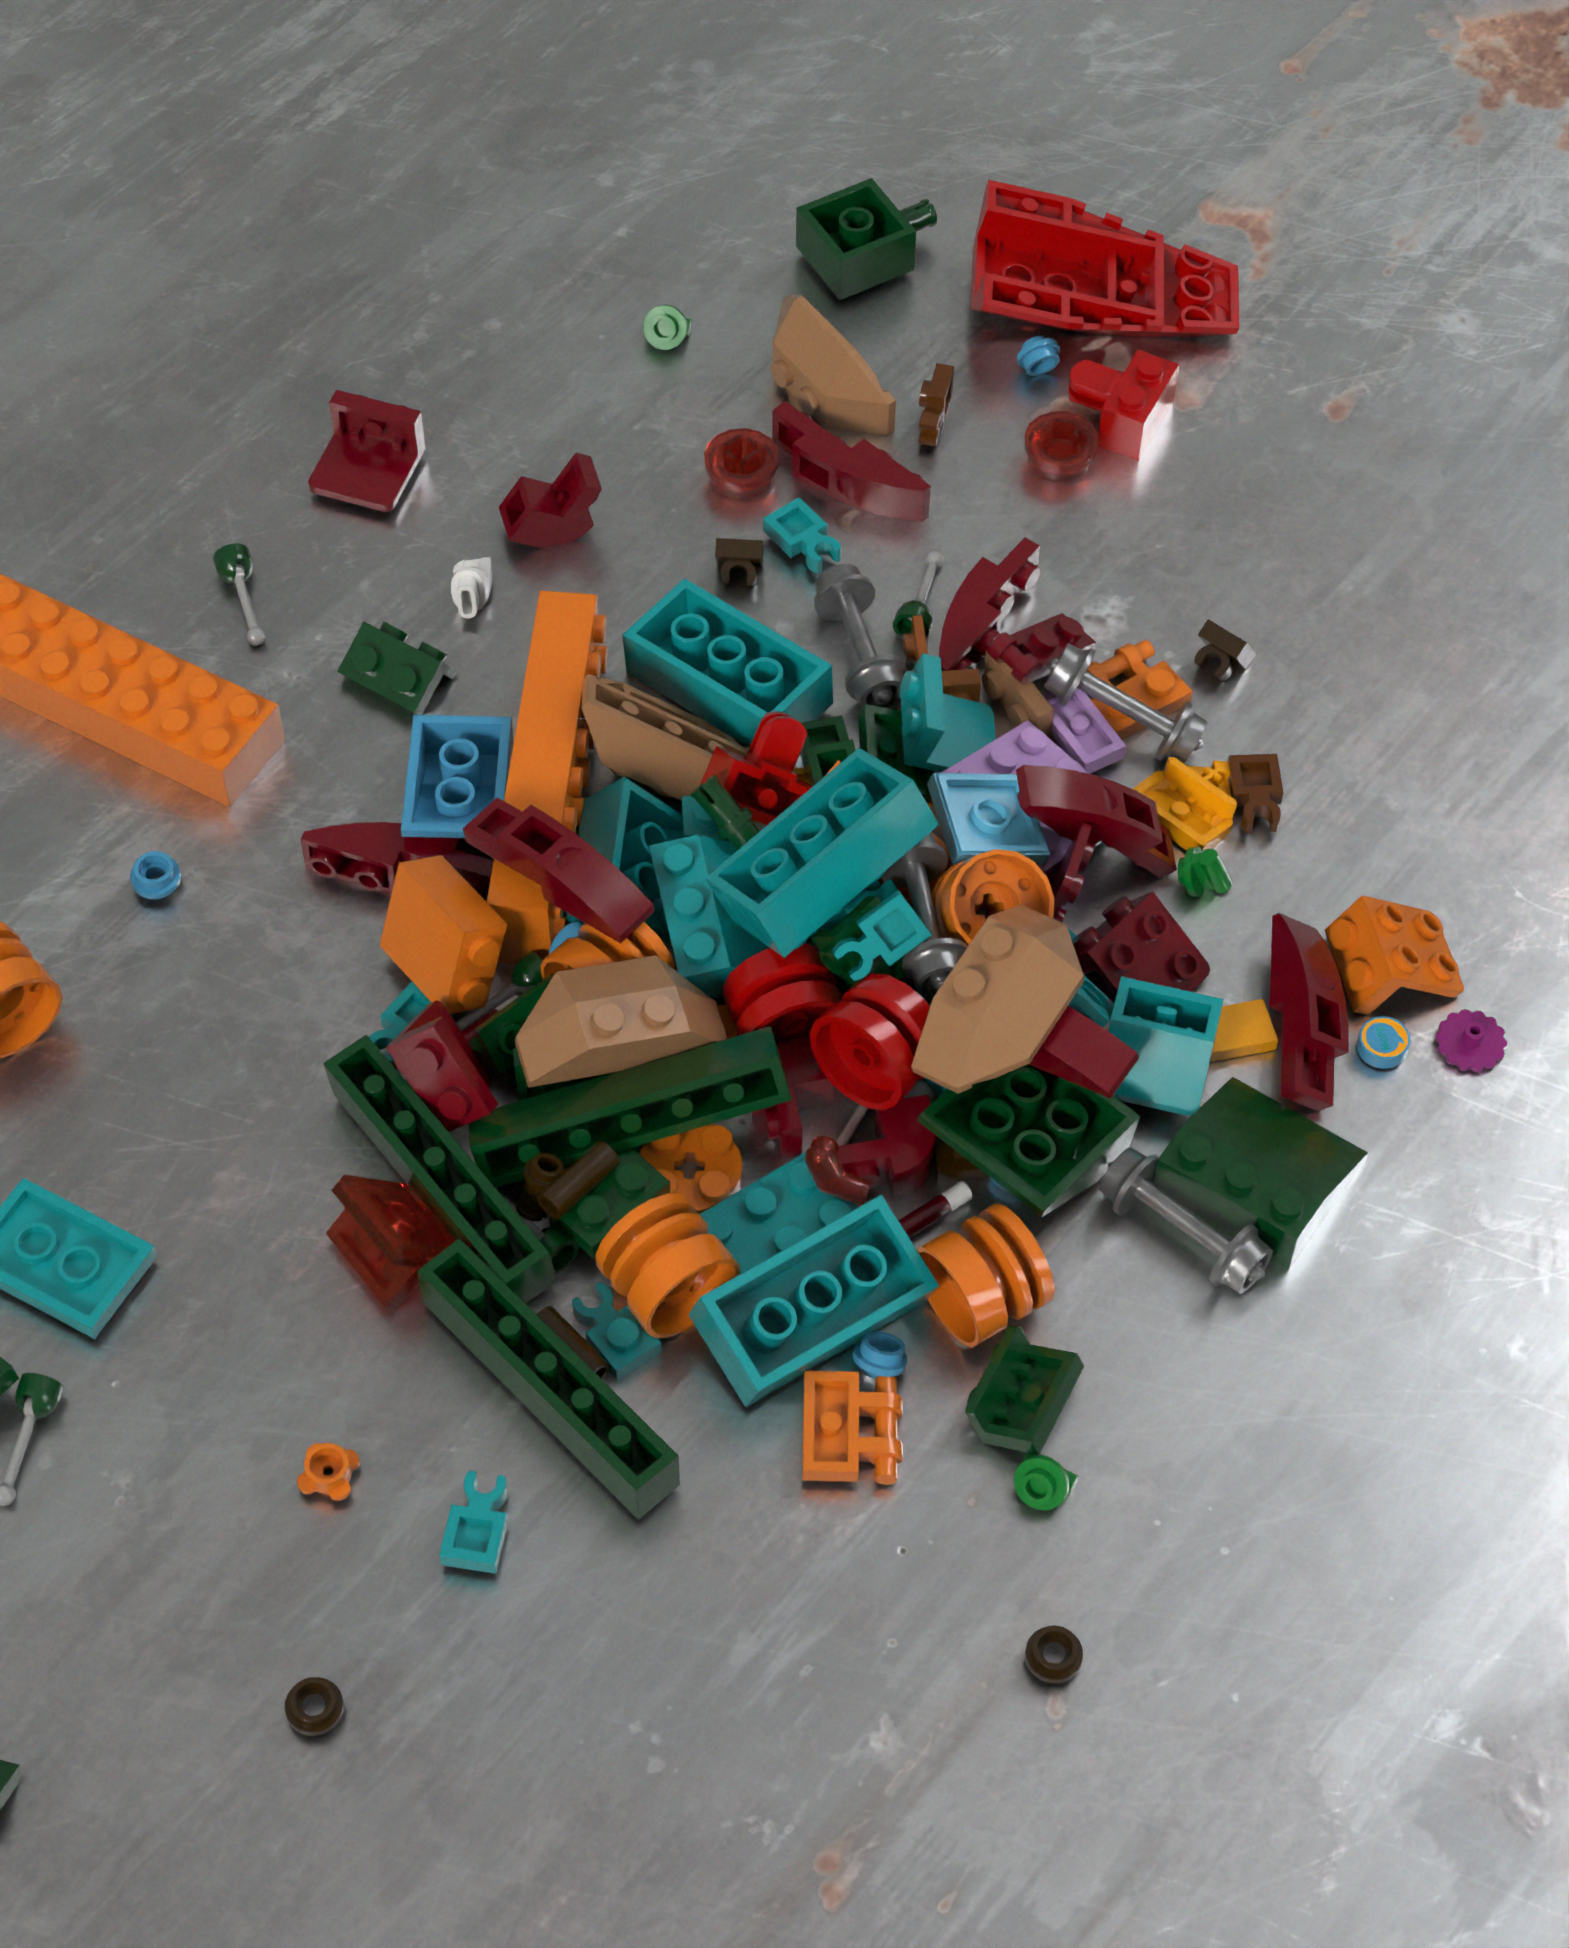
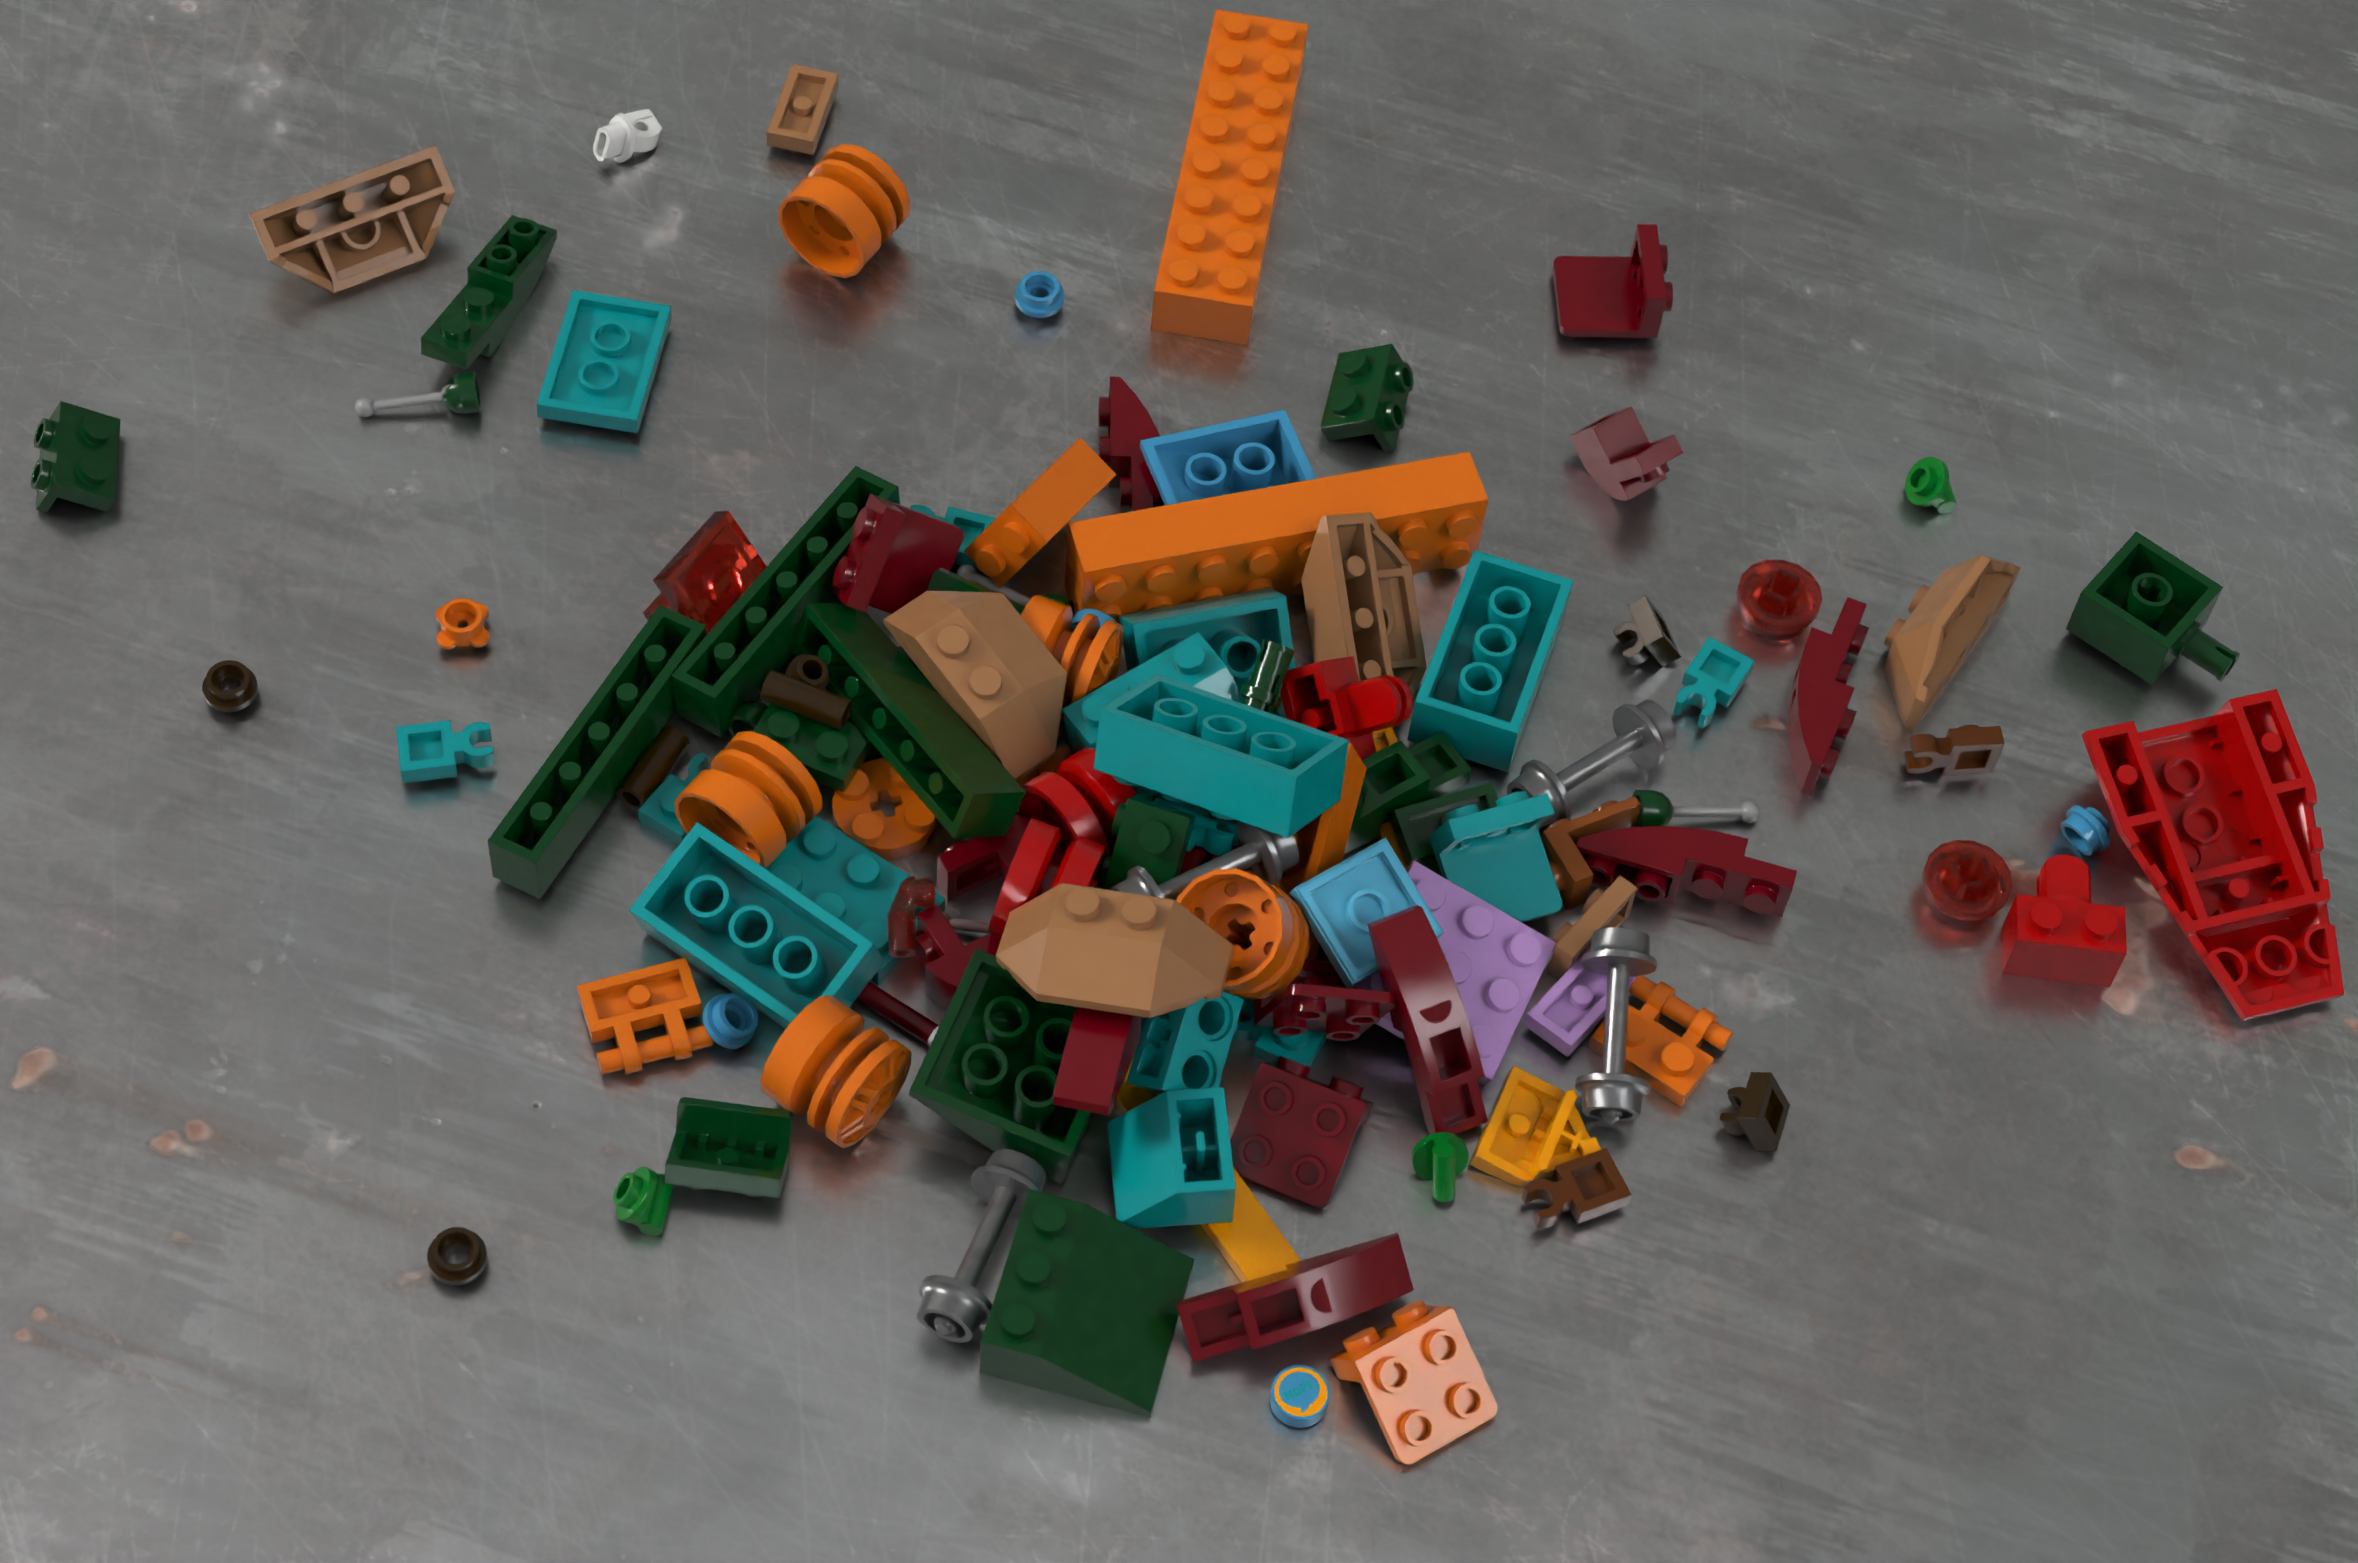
camera: 65 degrees right, 0 degrees up
(235, 566) = (1424, 236): hinge -> none
(471, 585) = (1498, 424): white piece -> none
(563, 864) = (1117, 557): dark red slope -> none
(888, 931) = (1143, 835): teal plate -> none
(1032, 647) = (1676, 940): dark red plate -> none
(1471, 1040) = (1343, 1487): magenta piece -> none

